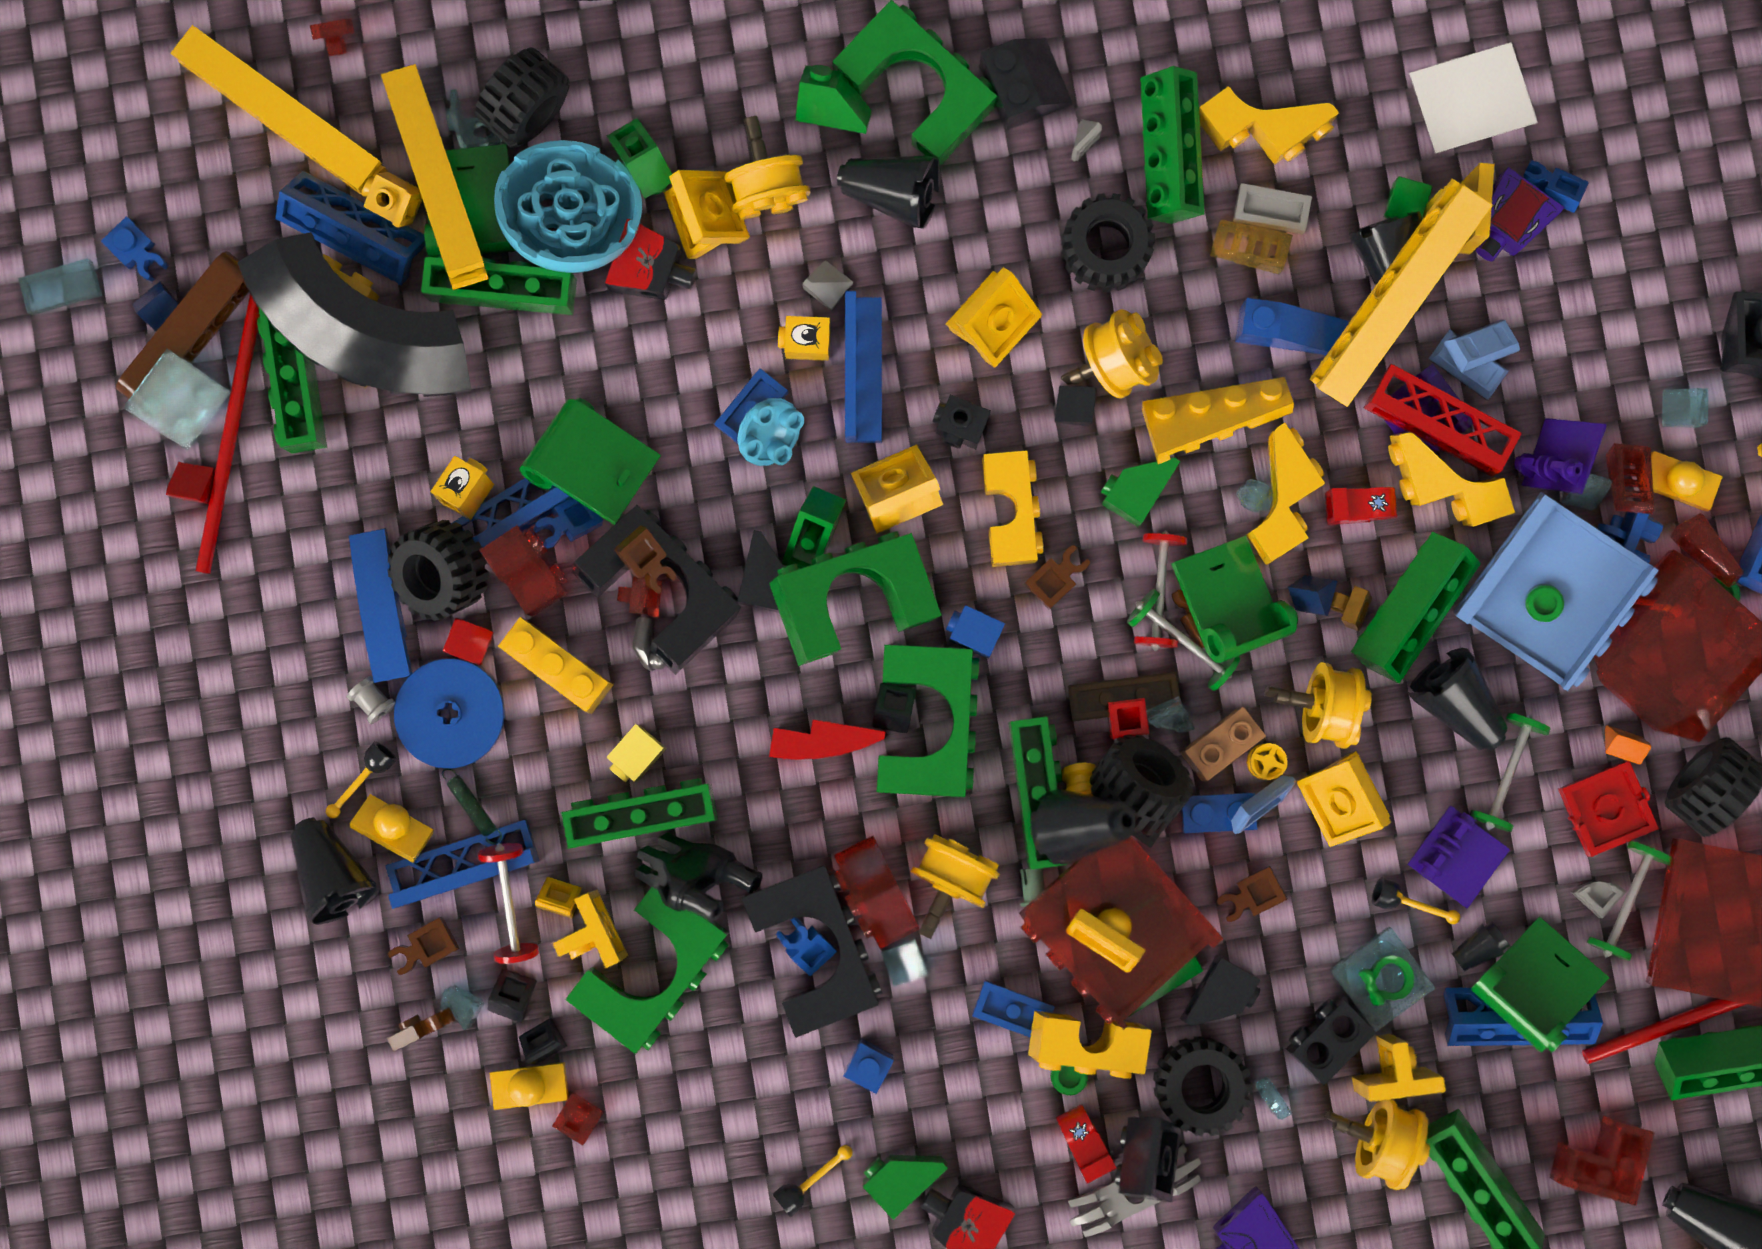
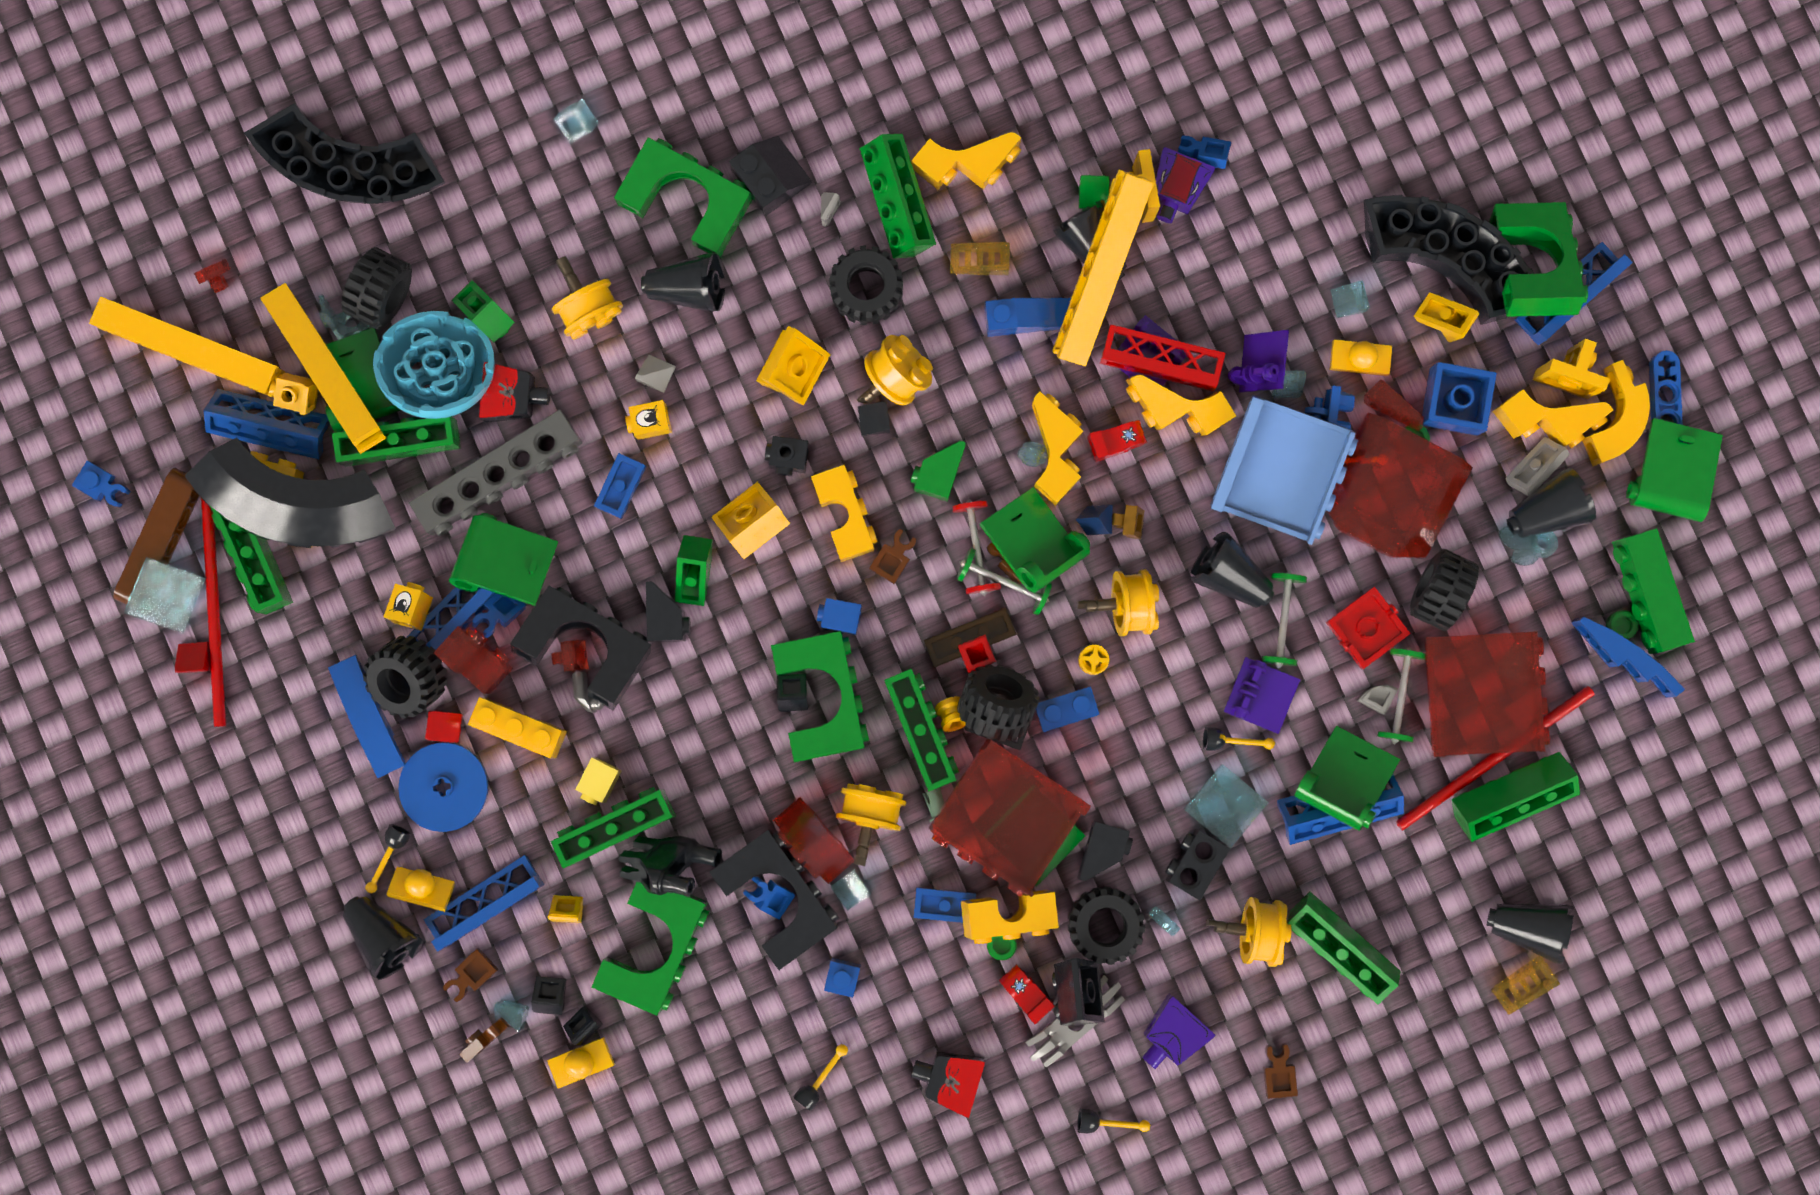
camera: 15 degrees left, 0 degrees up
(60, 286) = (48, 529): clear light blue tile -> none
(155, 305) = (128, 525): dark blue slope -> none
(371, 700) = (378, 792): light grey bush -> none
(471, 806) = (479, 855): clear green piece -> none
(516, 951) = (543, 960): axle -> none
(517, 372) = (428, 505): none -> dark grey brick
(578, 1118) = (625, 1078): clear red tile -> none
(598, 933) = (603, 929): yellow bracket -> none
(643, 557) = (563, 625): reddish brown plate -> none
(704, 211) = (542, 340): yellow bracket -> none
(769, 432) = (639, 501): medium azure dish -> none
(824, 741) = (742, 733): red slope -> none
(831, 101) = (621, 228): green slope -> none
(863, 369) = (700, 432): blue fence -> none
(890, 564) = (759, 580): green arch -> none
(901, 1179) = (890, 1059): green slope -> none
(1078, 825) = (955, 747): black cone -> none
(1107, 936) = (1000, 827): yellow tile -> none
(1171, 715) = (1010, 643): clear light blue tile -> none
(1196, 417) = (972, 403): yellow wing -> none
(1222, 744) = (1055, 654): medium nougat brick -> none
(1257, 892) = (1111, 764): reddish brown plate -> none
(1261, 803) = (1096, 693): medium blue tile -> none
(1272, 208) = (989, 225): light grey tile -> none
(1344, 800) = (1161, 674): yellow bracket -> none
(1370, 975) = (1224, 820): green piece -> none
(1398, 1073) = (1254, 879): yellow bracket -> none
(1416, 607) = (1178, 506): green brick -> none
(1473, 97) = (1125, 97): white sticker -> none
(1481, 379) = (1174, 308): medium blue tile -> none
(1481, 947) = (1297, 759): black cone -> none
(1482, 345) = (1179, 291): medium blue tile -> none
(1544, 603) = (1277, 480): green tile -> none
(1613, 1168) = (1440, 906): clear red brick -> none
(1626, 745) = (1368, 574): orange slope -> none
(1641, 460) = (1316, 348): clear red slope -> none

